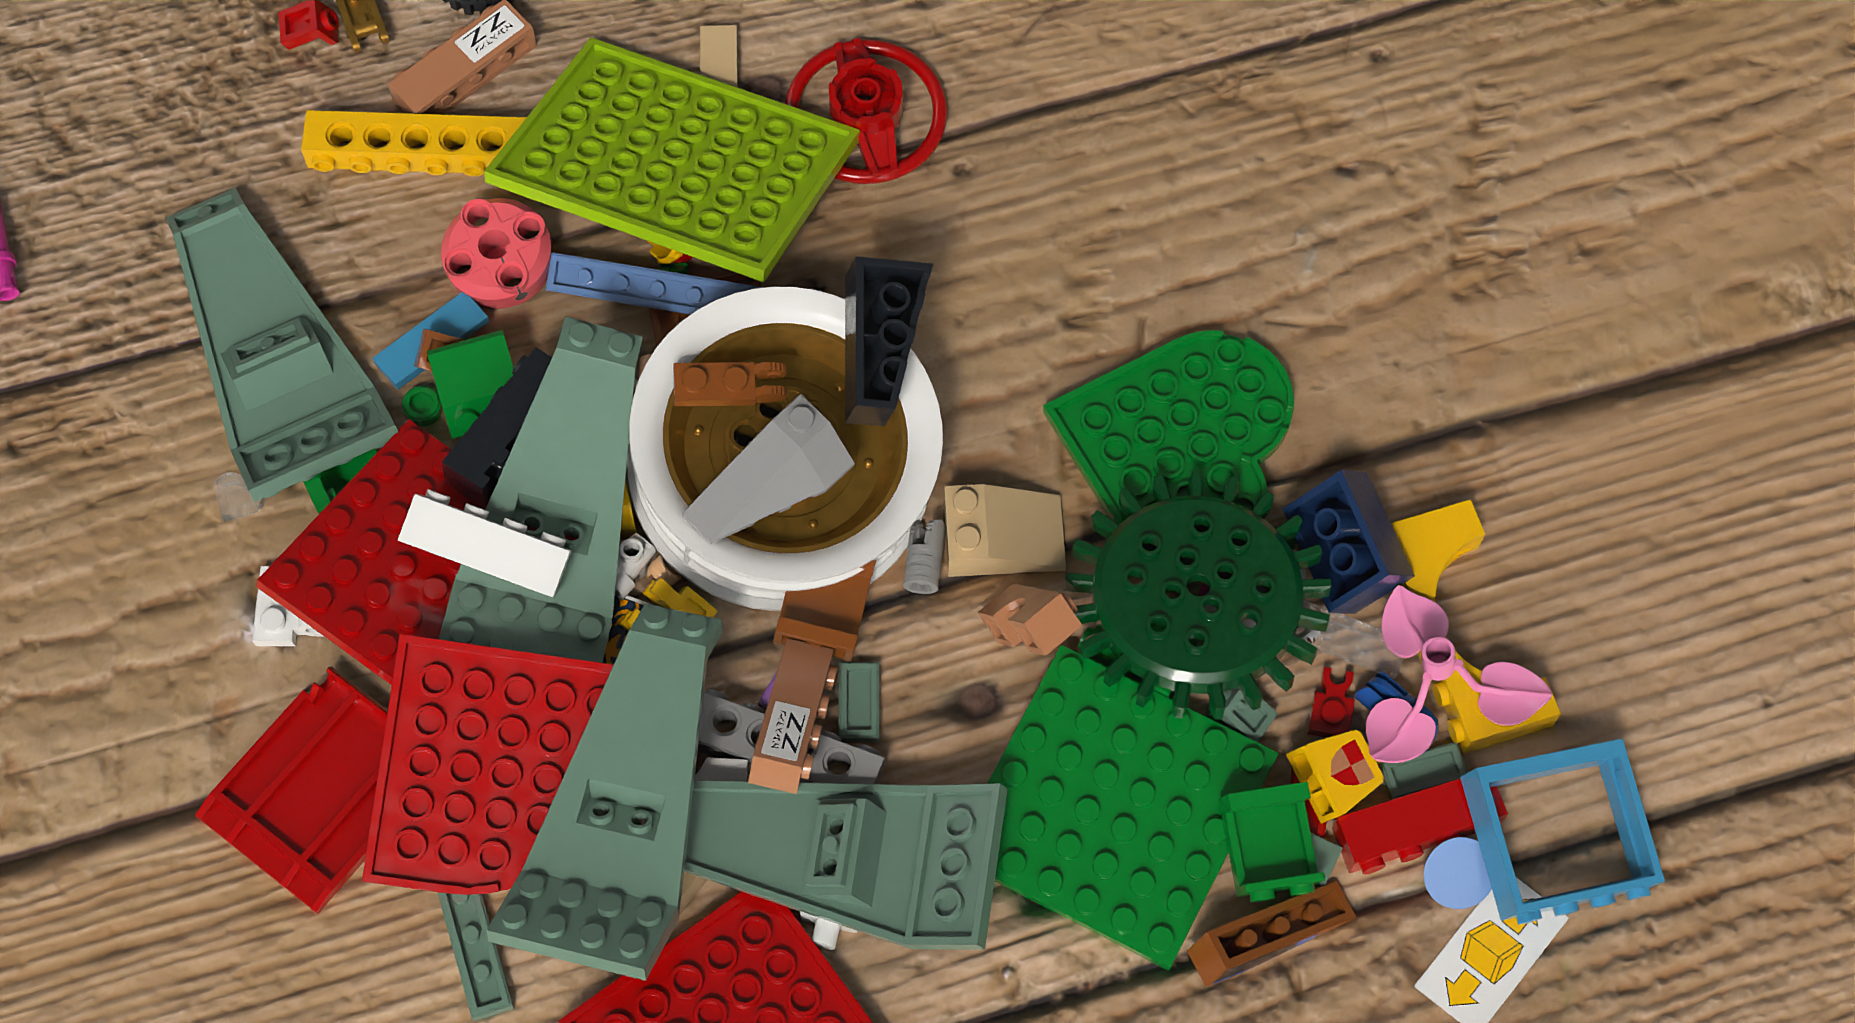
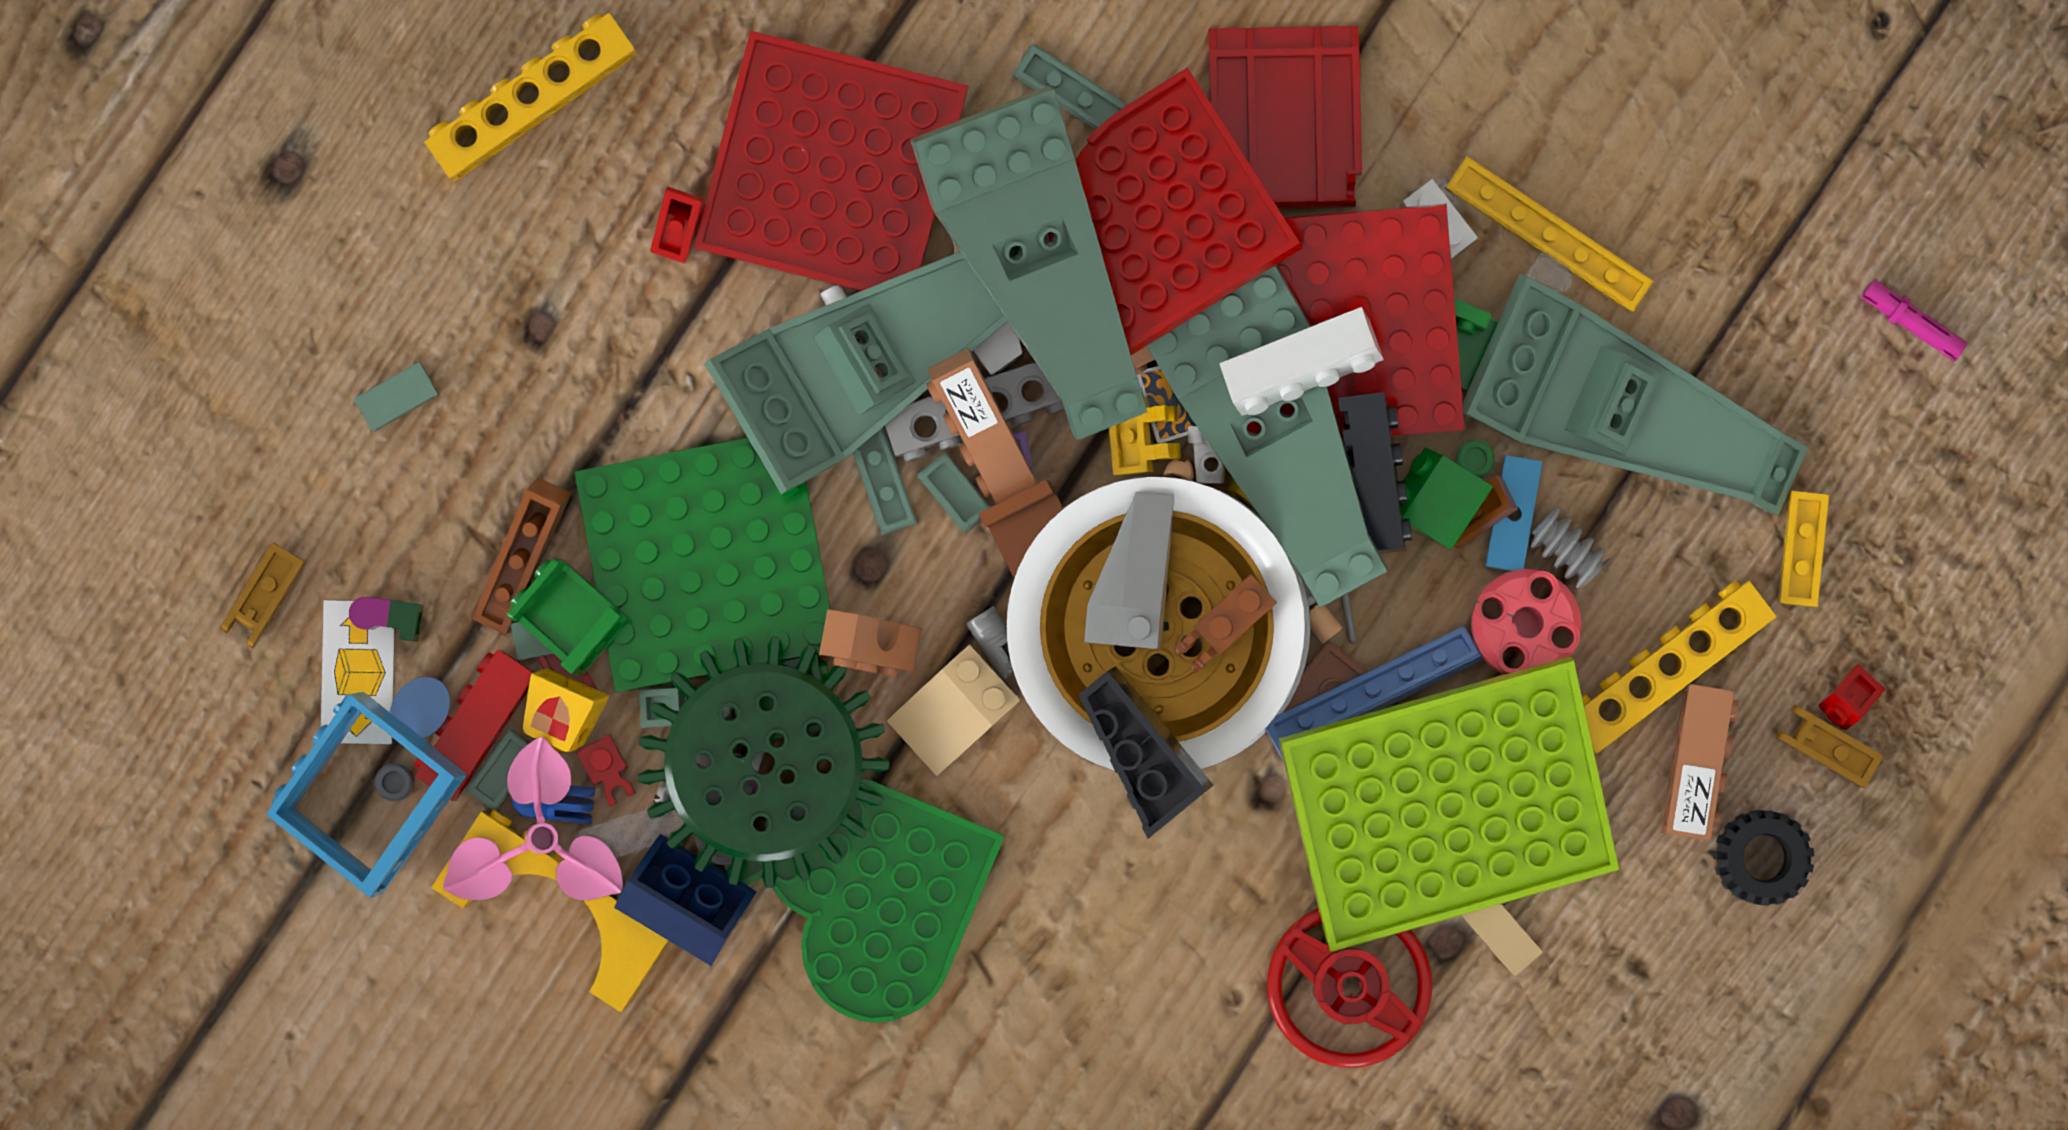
camera: 145 degrees right, 20 degrees up
(204, 530) = (1549, 234): none -> yellow tile
(240, 150) = (1803, 549): none -> yellow plate
(413, 281) = (1568, 548): none -> light grey piece
(915, 745) = (884, 484): none -> sand green tile
(1428, 974) = (372, 613): none -> leg
(1526, 833) = (394, 782): none -> dark grey tile

